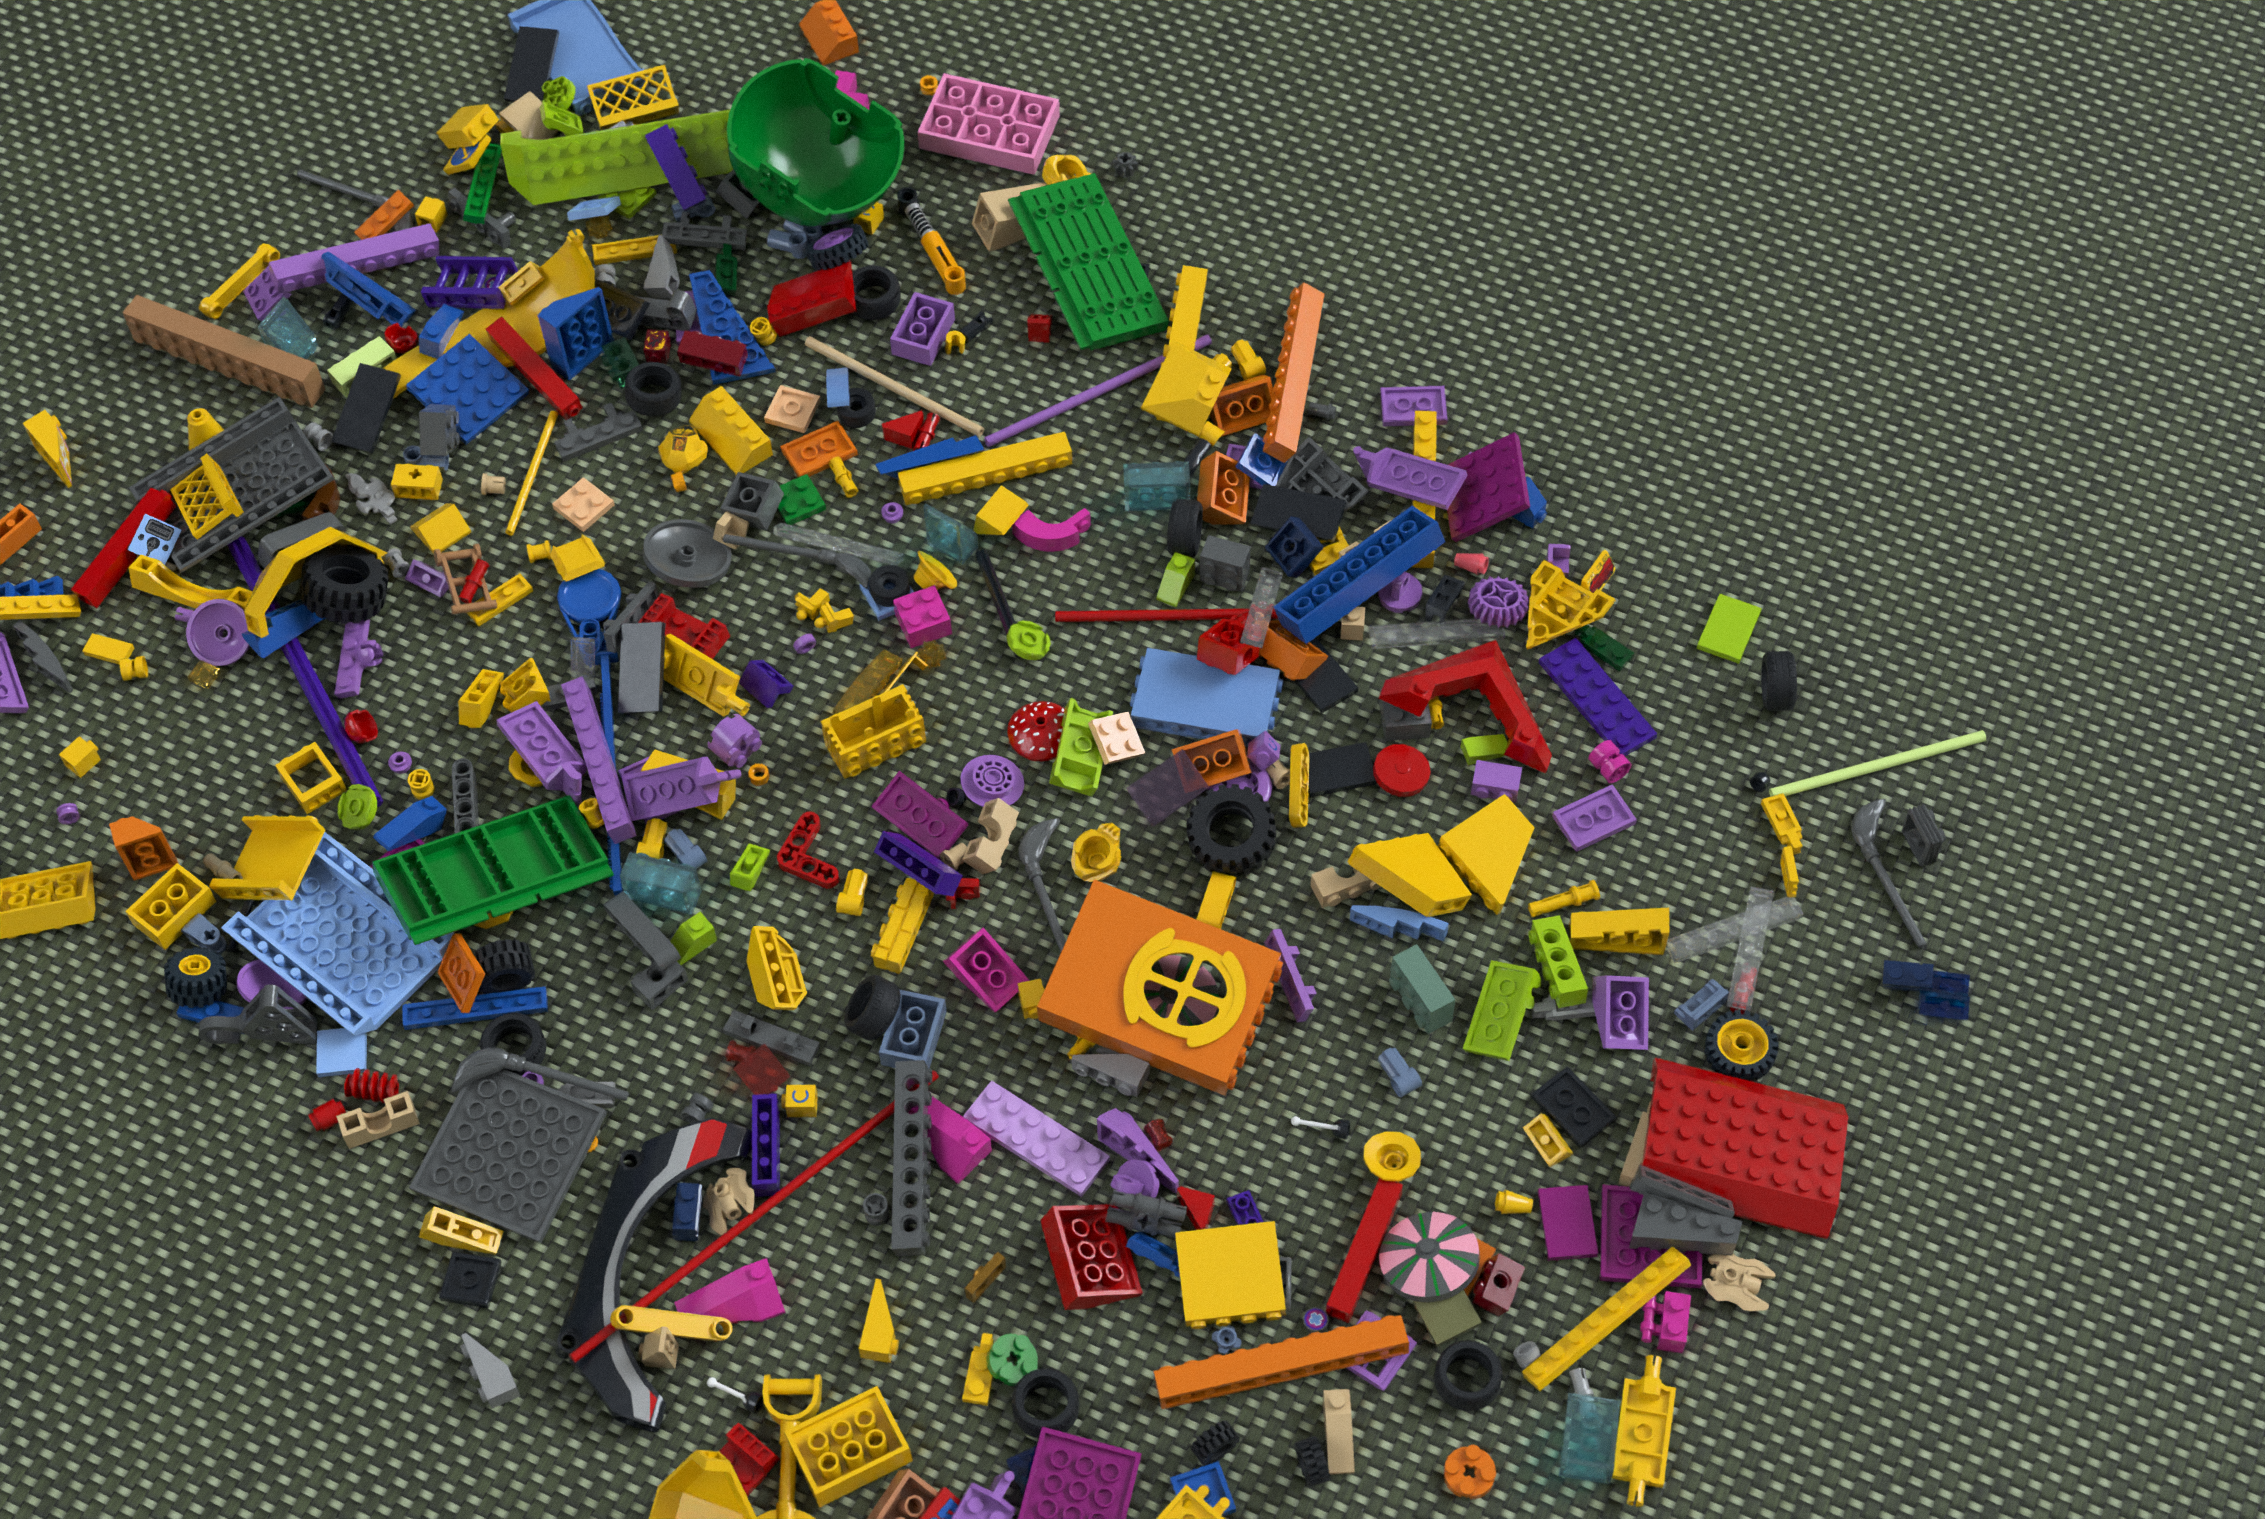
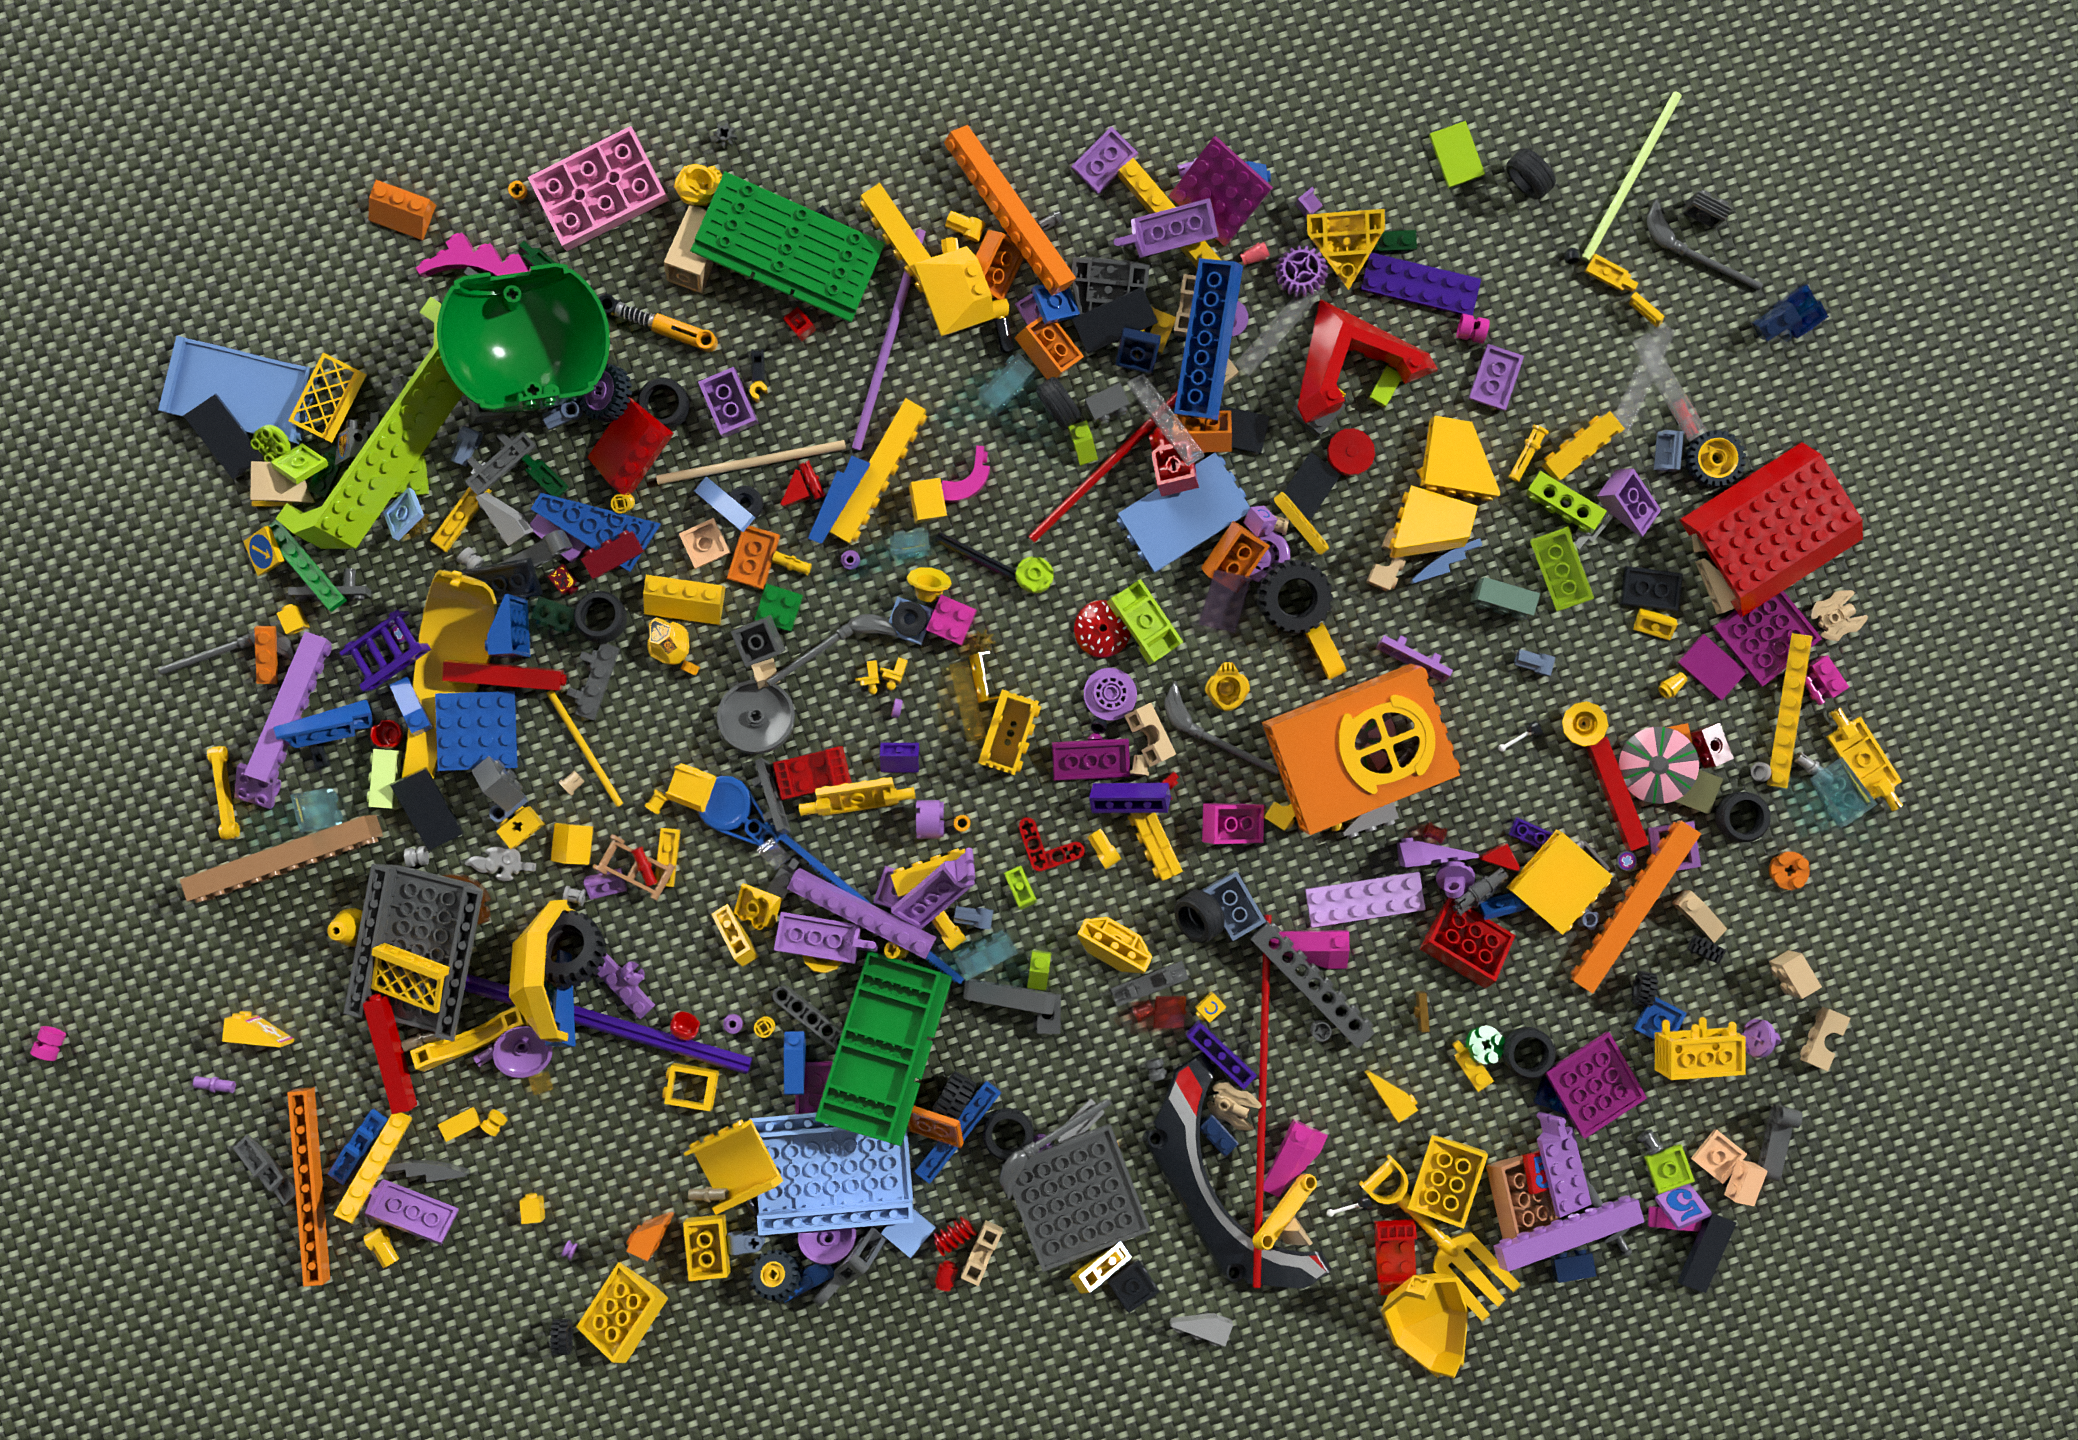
camera: 50 degrees left, 30 degrees up
(154, 539) = (406, 1033): sticker -> none
(286, 537) = (496, 940): dark grey beam -> none
(357, 807) = (744, 1079): lime tile -> none
(467, 126) = (240, 530): yellow brick -> none
(521, 282) = (426, 622): yellow panel -> none
(583, 504) = (644, 740): light nougat plate -> none
(641, 668) = (819, 826): tile -> none
(673, 163) = (435, 438): dark purple brick -> none
(838, 544) = (842, 616): clear tile -> none
(1116, 738) = (1160, 595): light nougat plate -> none
(1443, 598) = (1267, 301): black hinge -> none
(1495, 780) = (1416, 406): medium lavender brick -> none
(1598, 573) = (1342, 190): slope -> none
(1664, 1186) = (1775, 597): dark grey fence -> none
(1671, 1223) = (1785, 619): dark grey wedge -> none

